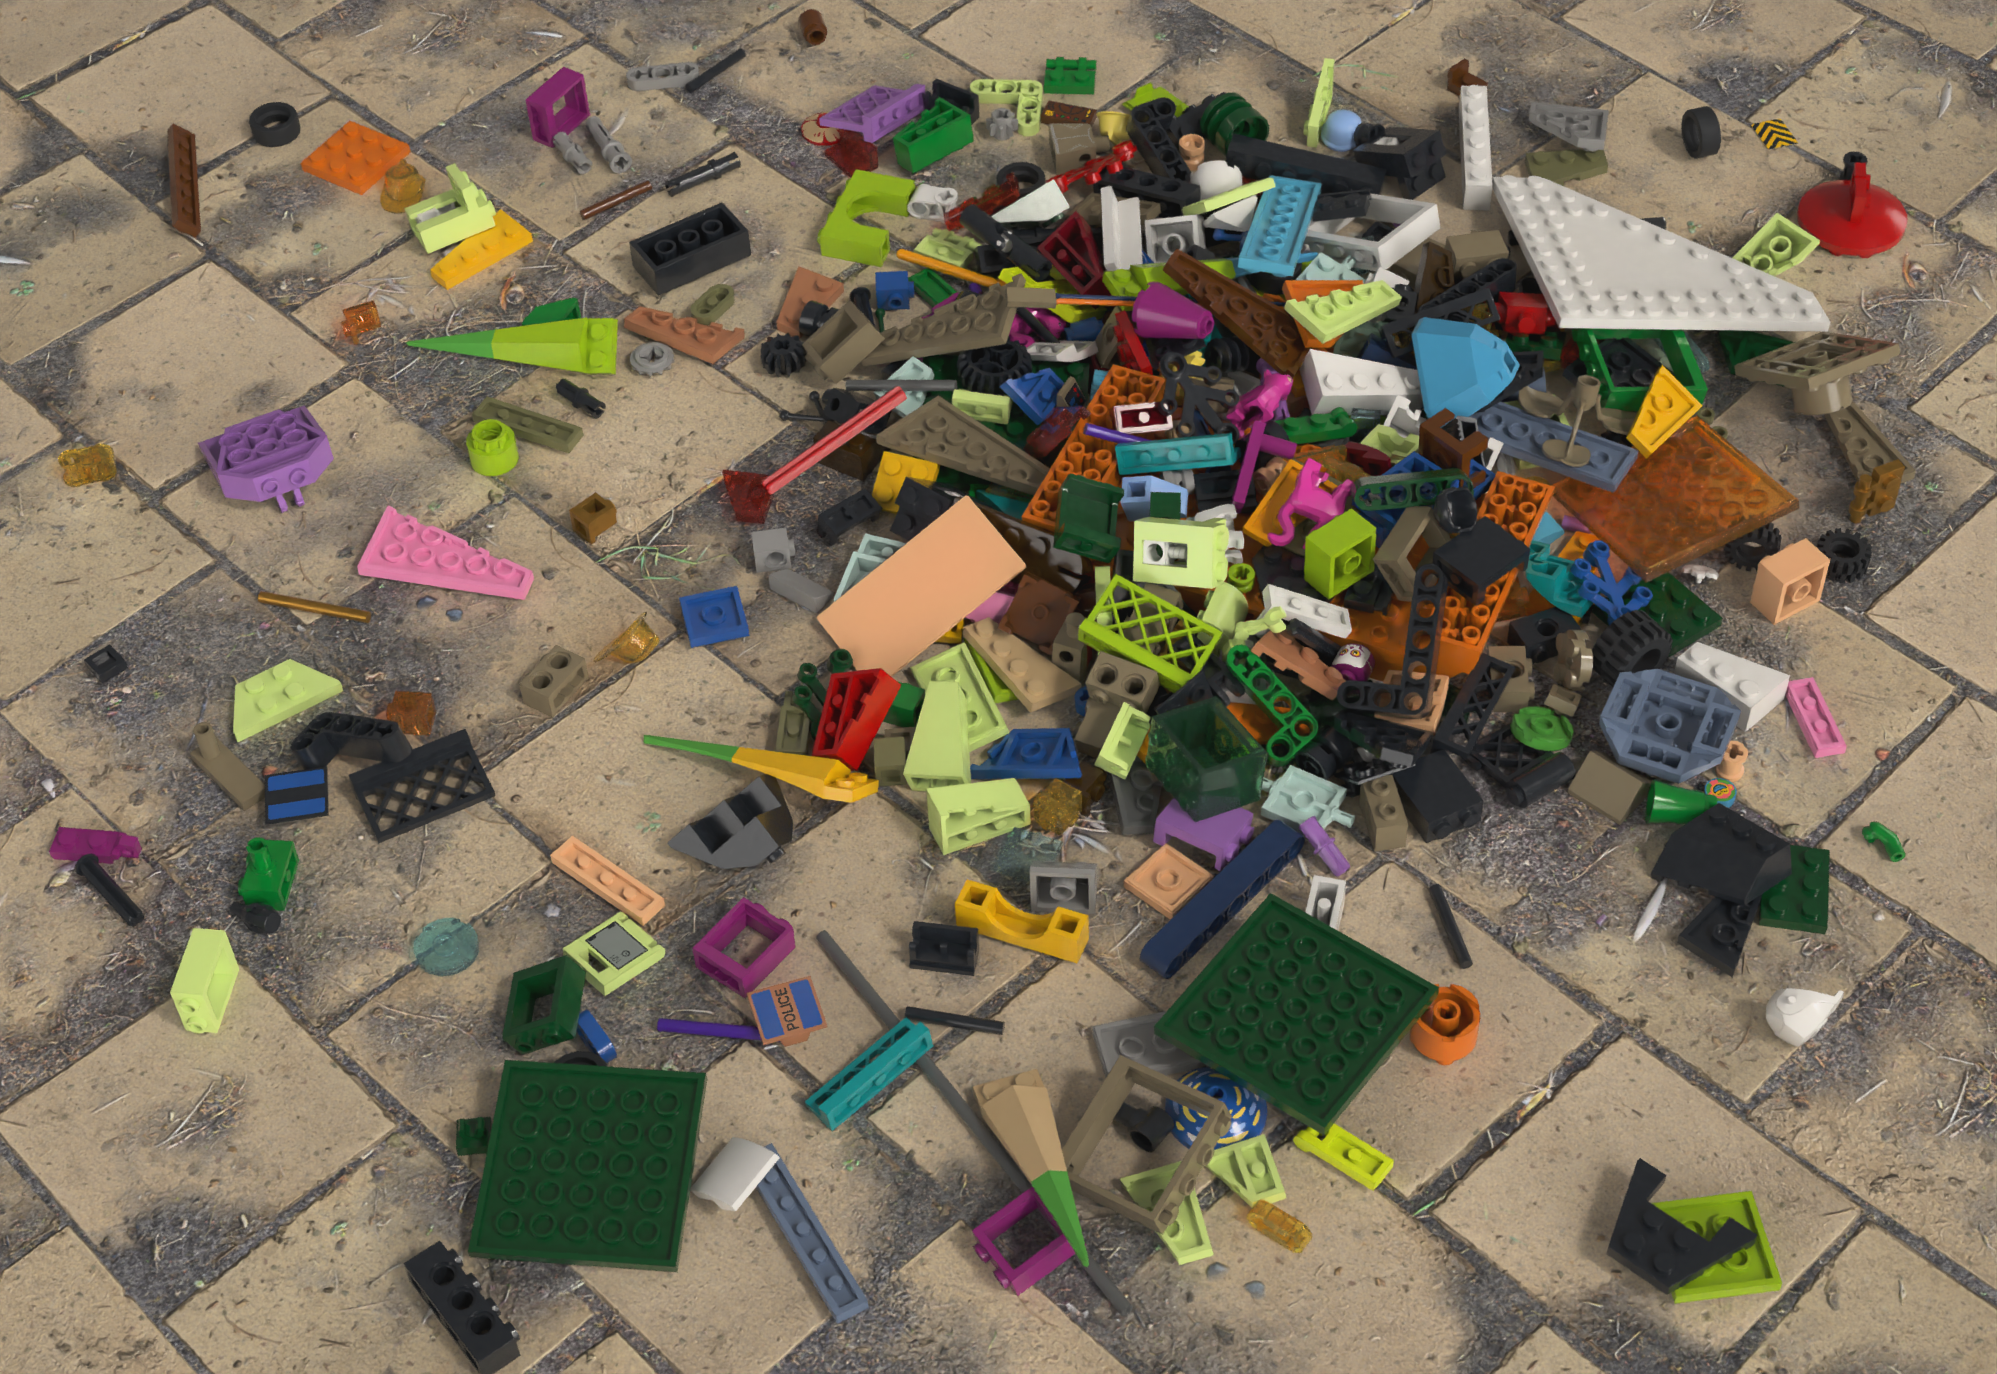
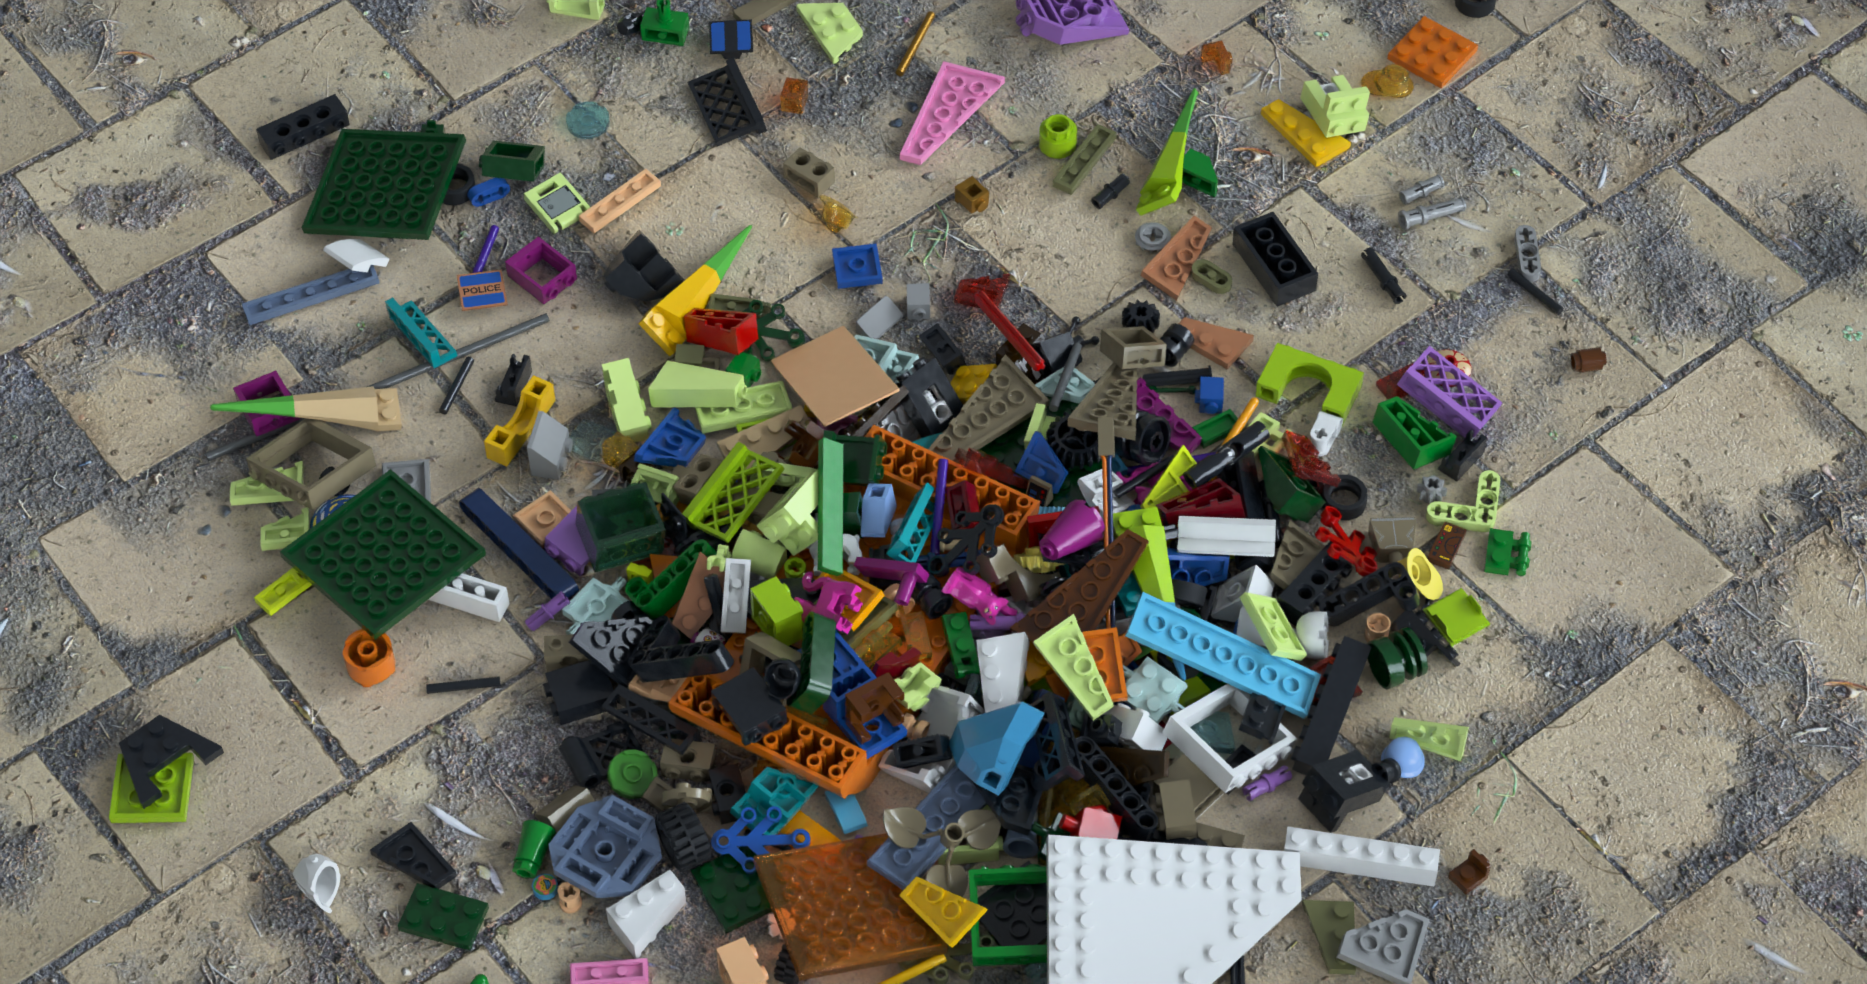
camera: 95 degrees right, 5 degrees up
(349, 736) = (771, 54): black beam -> none
(540, 106) = (1464, 183): magenta window -> none
(615, 200) = (1359, 219): reddish brown bar -> none
(1181, 511) = (830, 507): none -> tile
(1279, 1226) = (239, 542): clear yellow beam -> none
(1724, 856) = (470, 865): black wedge -> none

